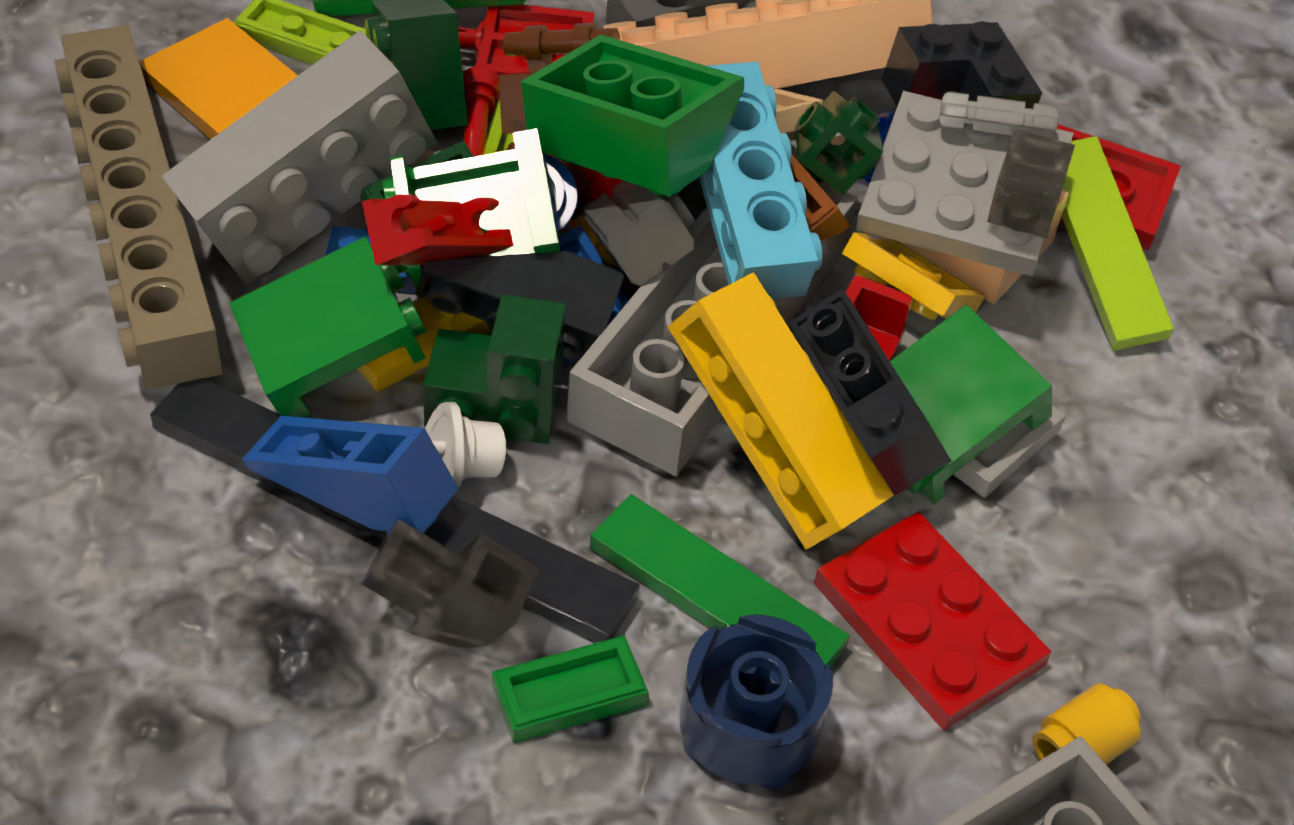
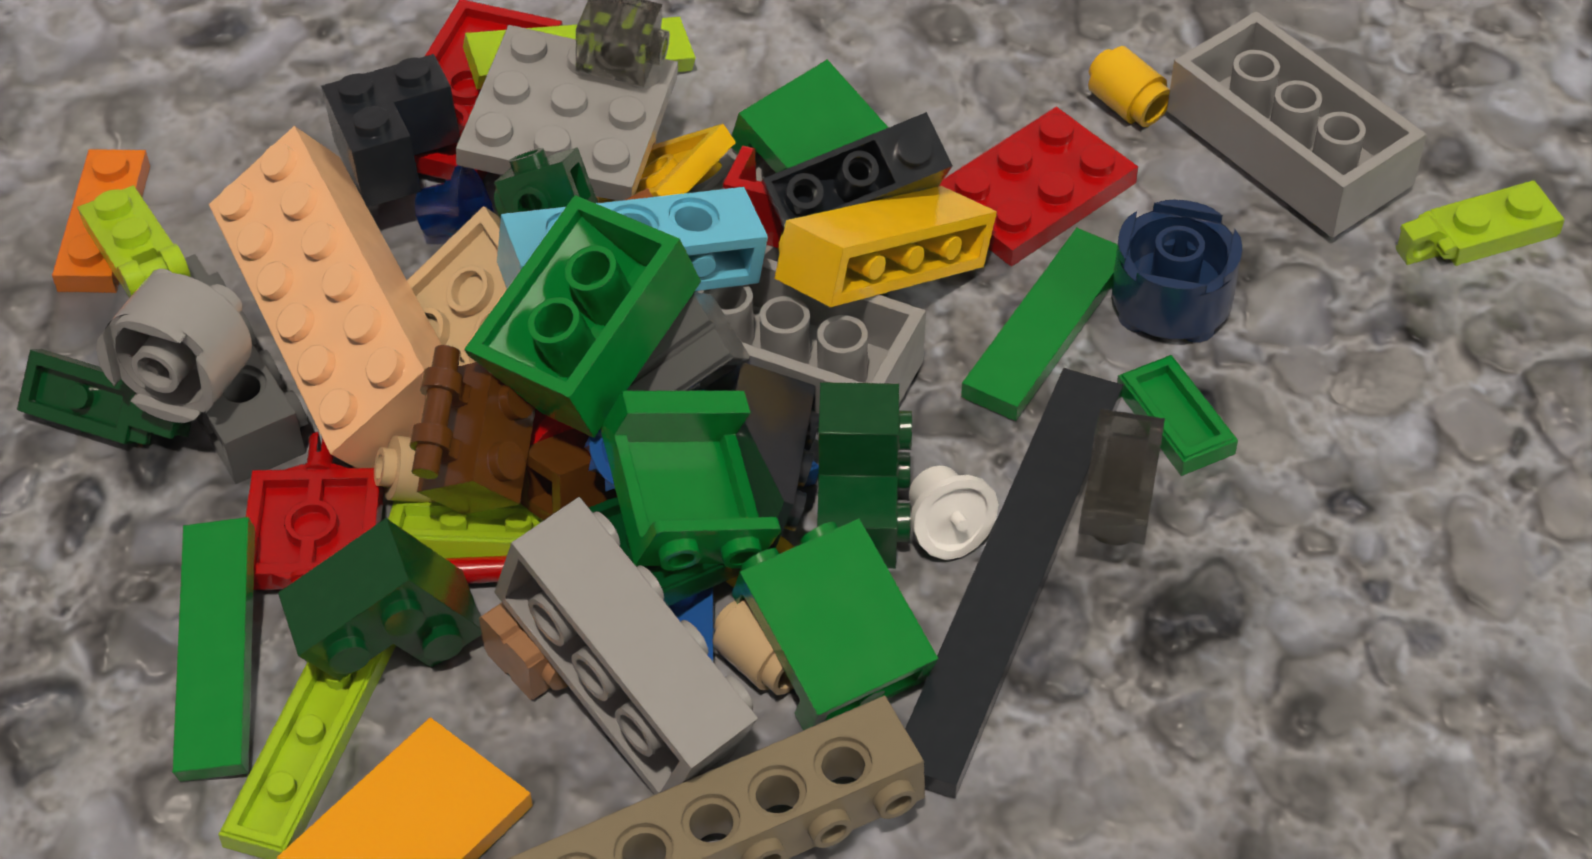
camera: 90 degrees left, 0 degrees up
(357, 469) = (1012, 574): blue slope -> none
(418, 231) = (759, 480): red hinge -> none
(997, 115) = (516, 63): light grey axle -> none

